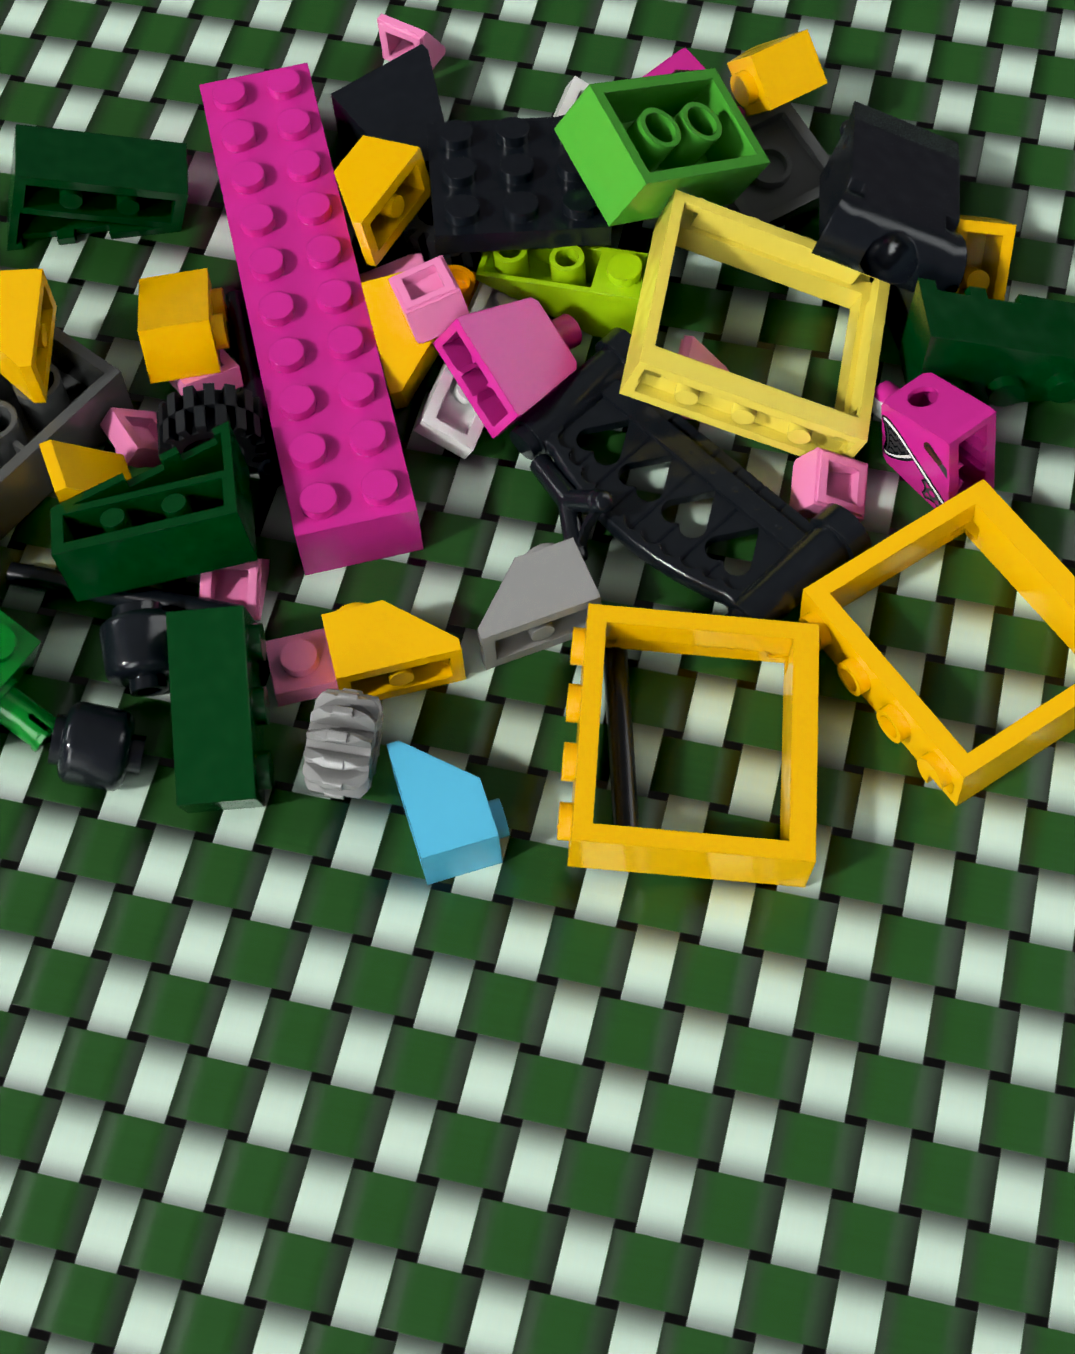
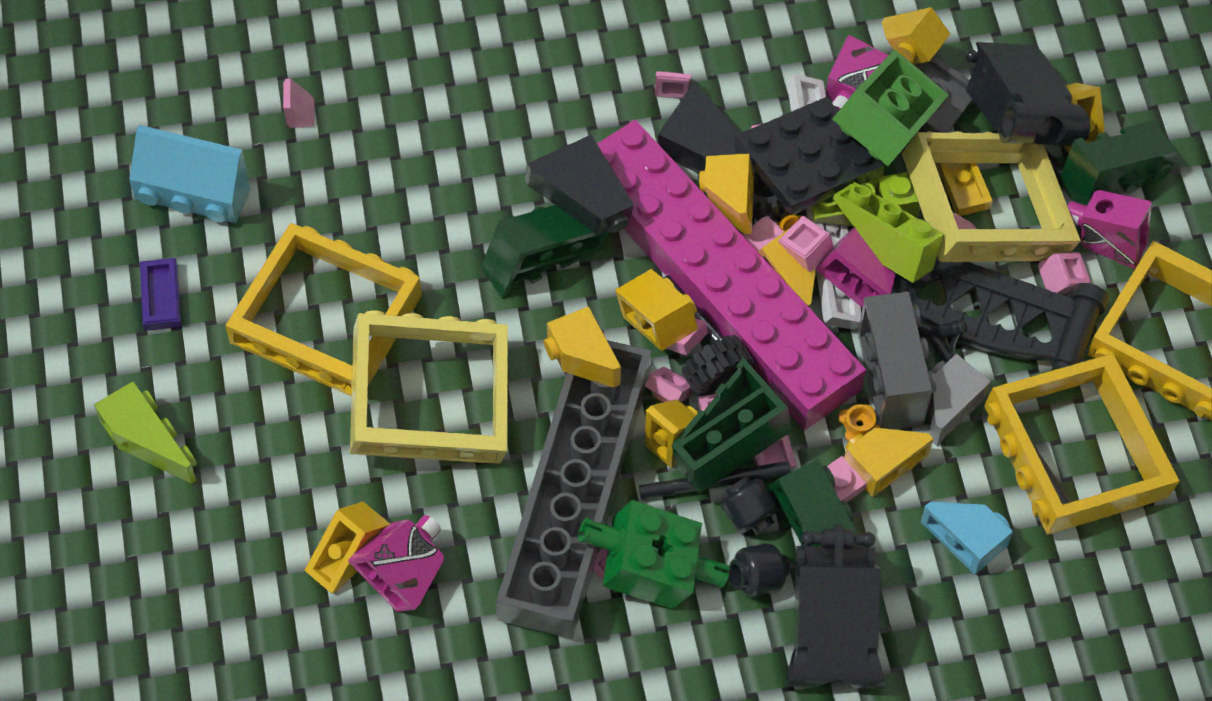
camera: 30 degrees left, 0 degrees up
(147, 850) = (836, 611): none -> black piece
(162, 113) = (582, 185): none -> black slope
(343, 743) = (899, 515): light grey gear -> none
(386, 576) = (856, 413): none -> light orange plate
(471, 513) = (895, 360): none -> dark grey brick
(566, 327) = (894, 236): none -> lime slope
(744, 314) = (965, 187): none -> yellow plate

